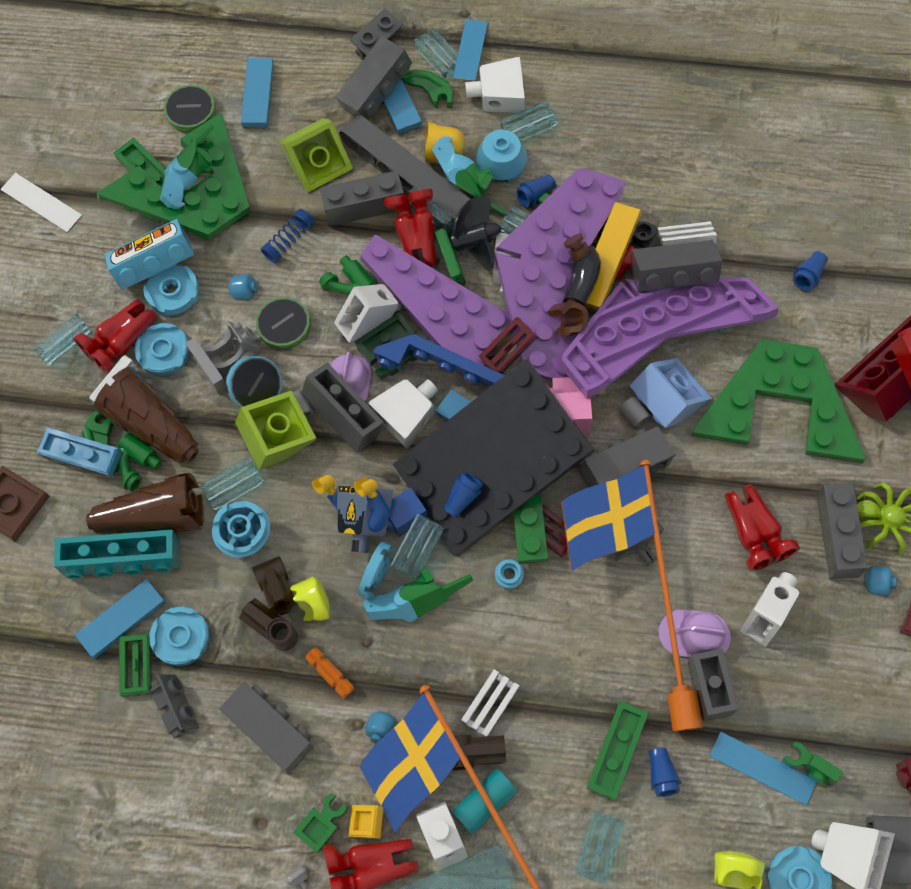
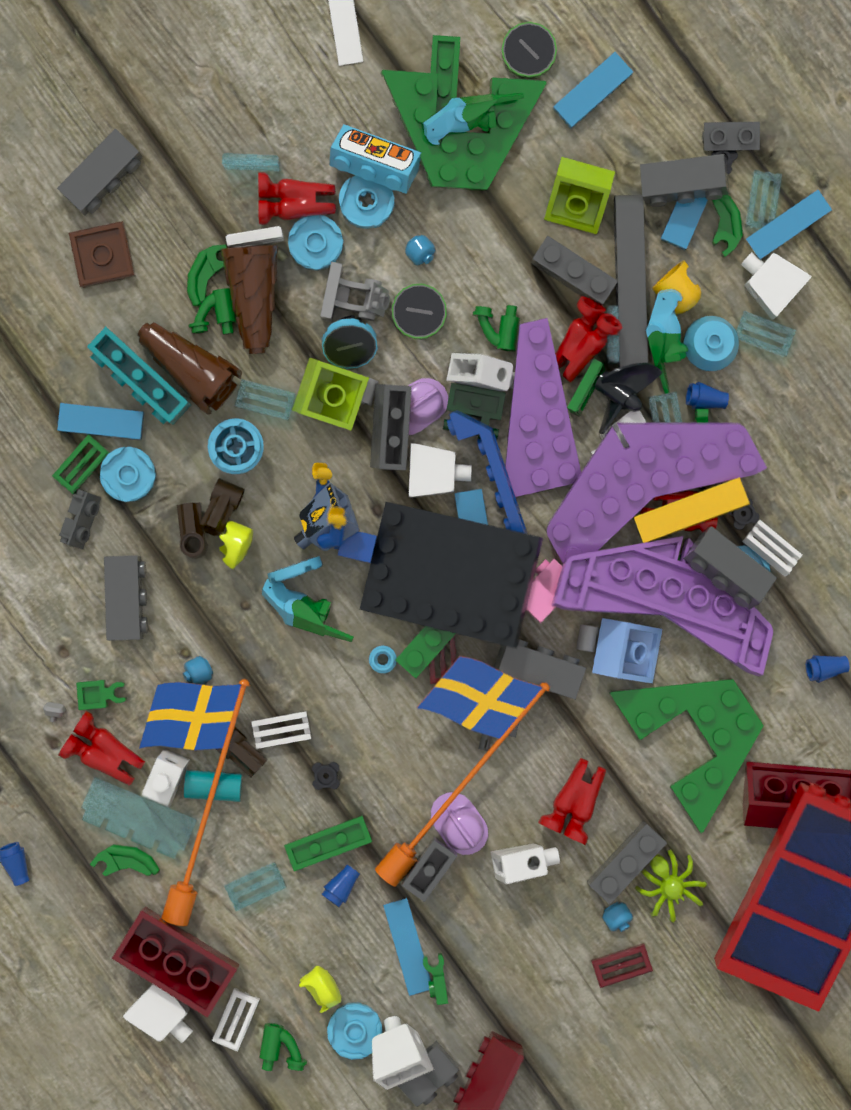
camera: 40 degrees right, 20 degrees up
(79, 451) = (183, 267): dark azure tile -> none
(305, 221) = (466, 243): blue piece -> none
(329, 673) = (200, 602): orange axle -> none
(366, 821) = (128, 722): yellow tile -> none
(413, 543) = (338, 576): clear light blue tile -> none
(463, 492) = (404, 579): blue cone -> none
(515, 353) = (571, 505): dark red tile -> none
(560, 693) = (321, 782): none -> black plate
(585, 270) = (659, 508): piece -> none

